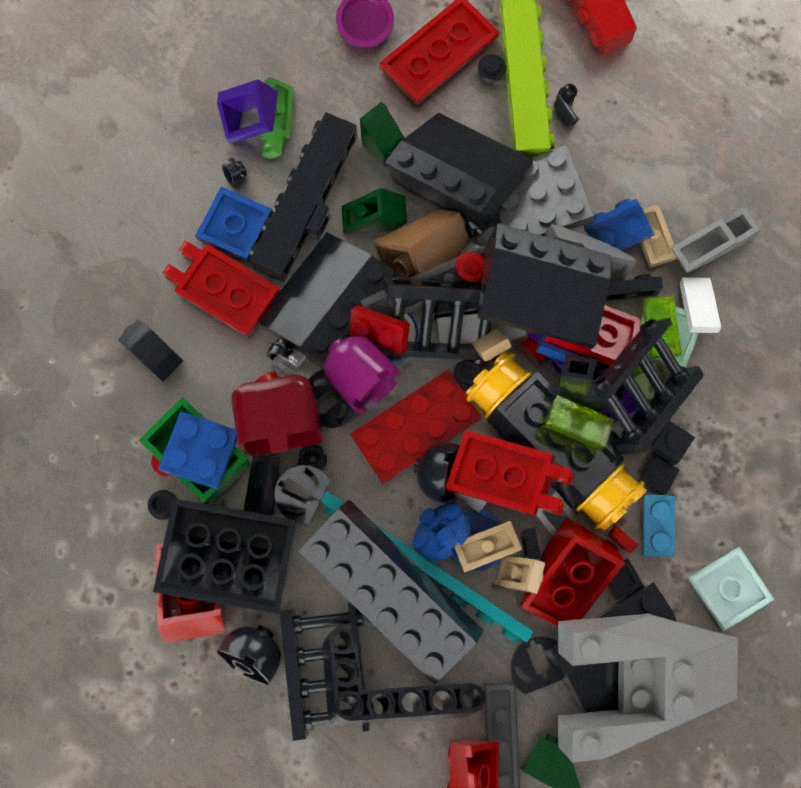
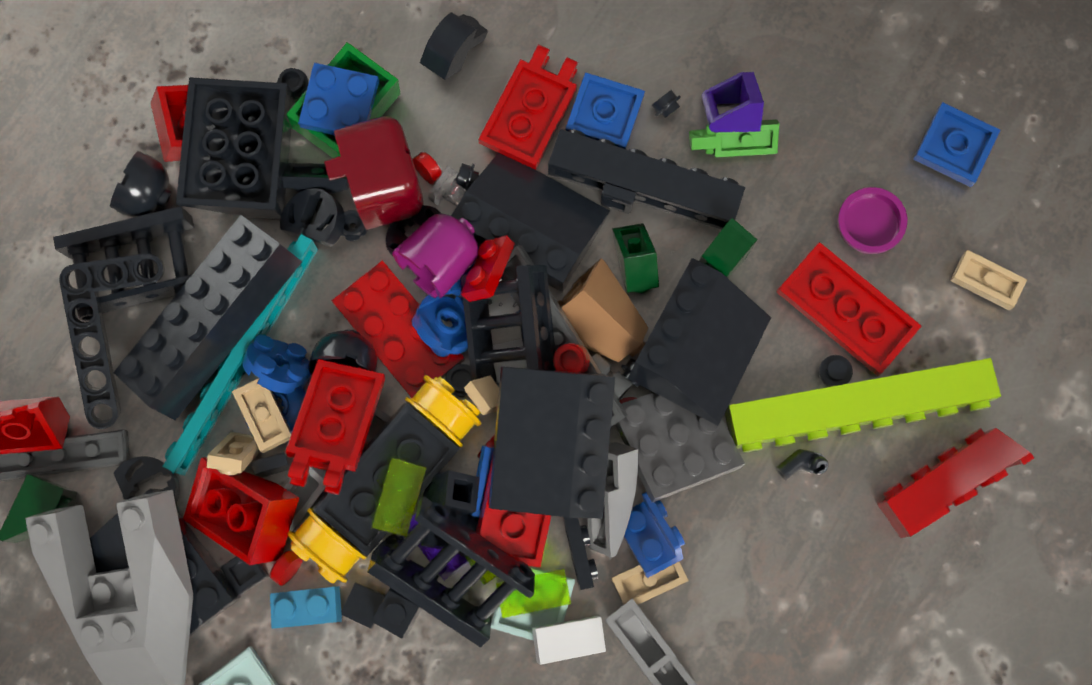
camera: 80 degrees right, 0 degrees up
(432, 382) = (432, 330): none -> blue plate

